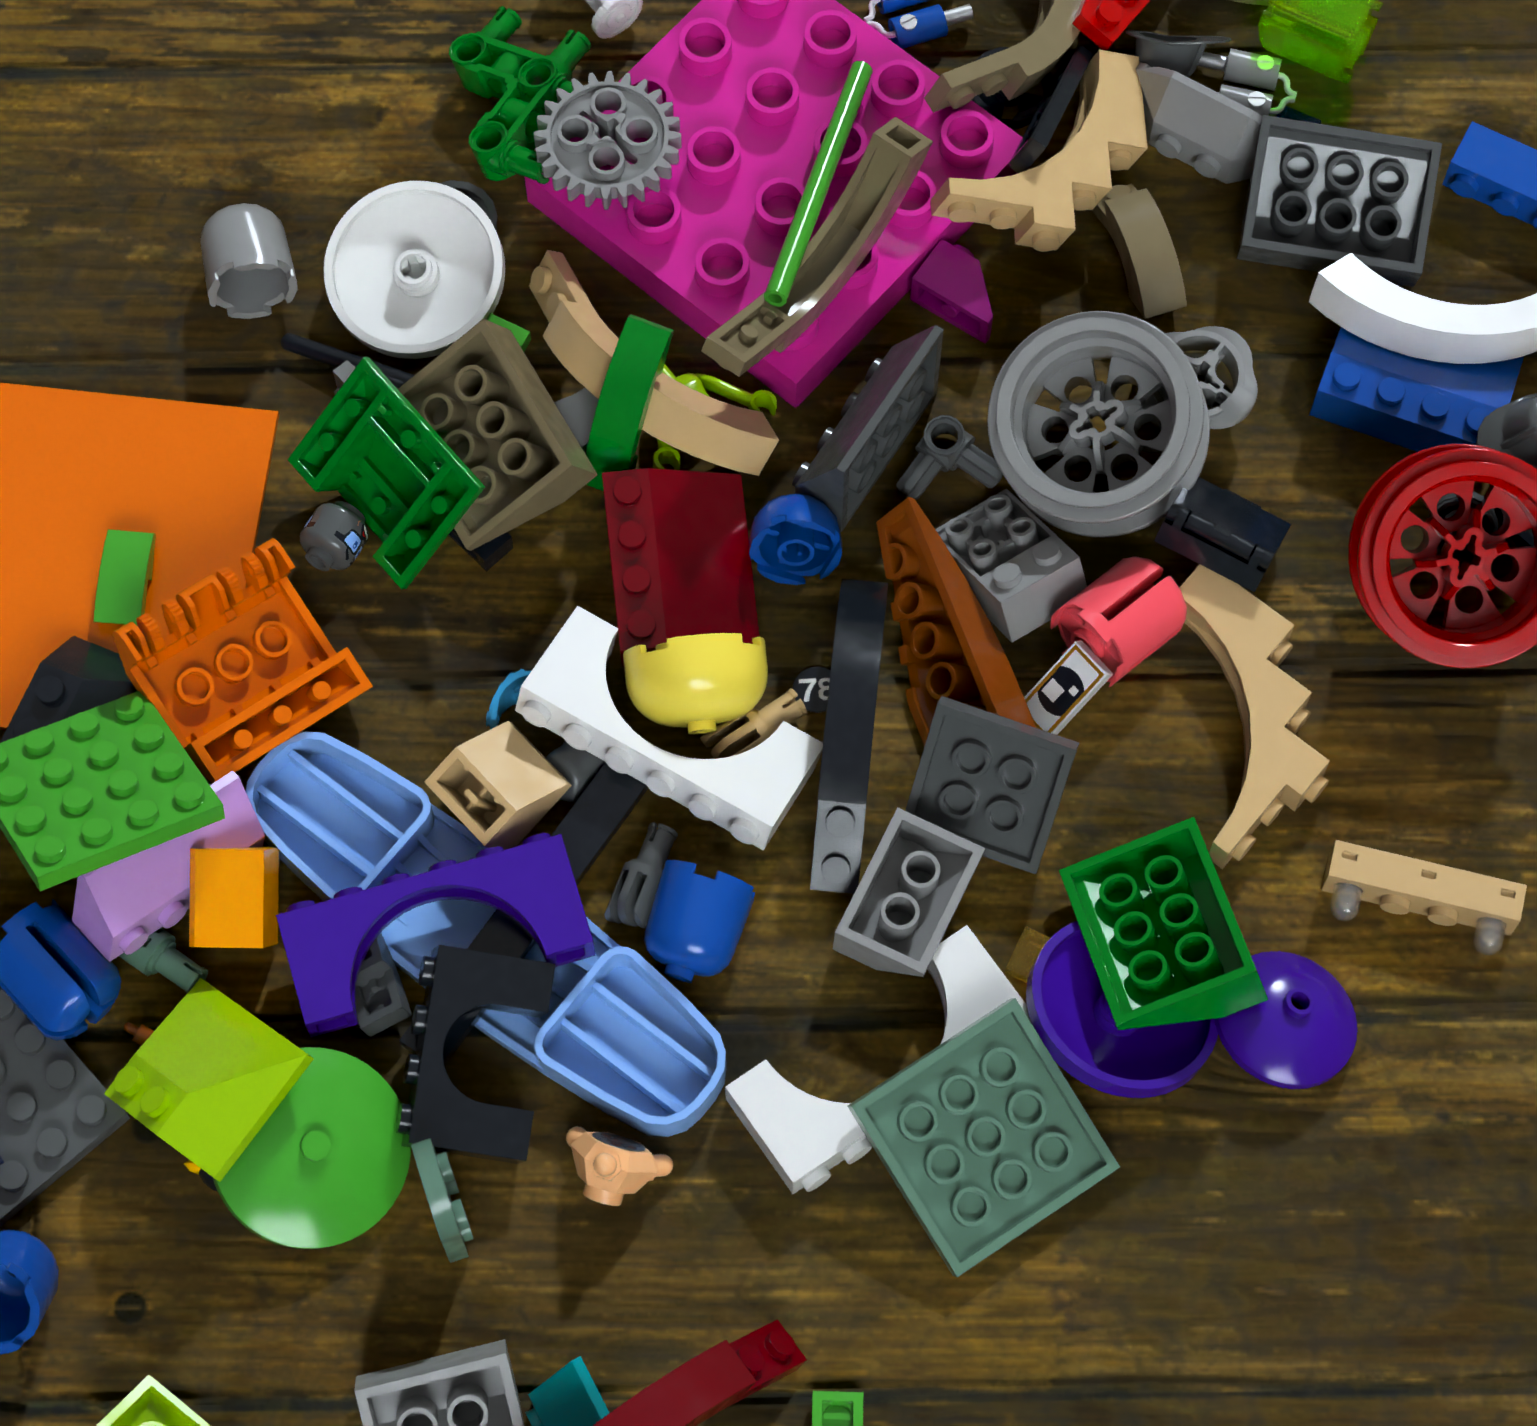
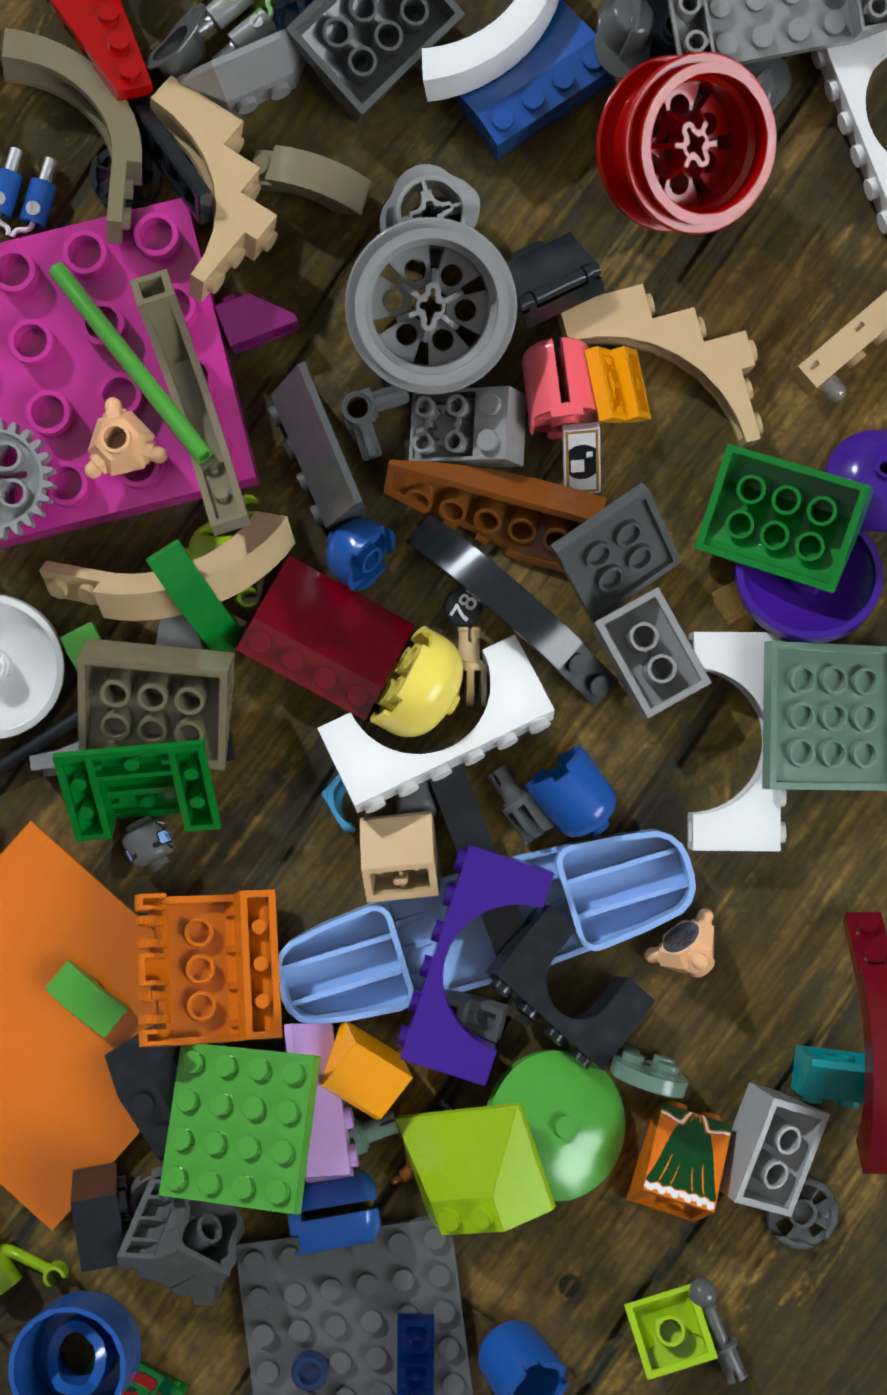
camera: 55 degrees left, 20 degrees up
(356, 1320) = (681, 1162): none -> slope
(732, 228) = (121, 443): none -> light nougat rock
(1170, 674) = (618, 384): none -> light orange slope

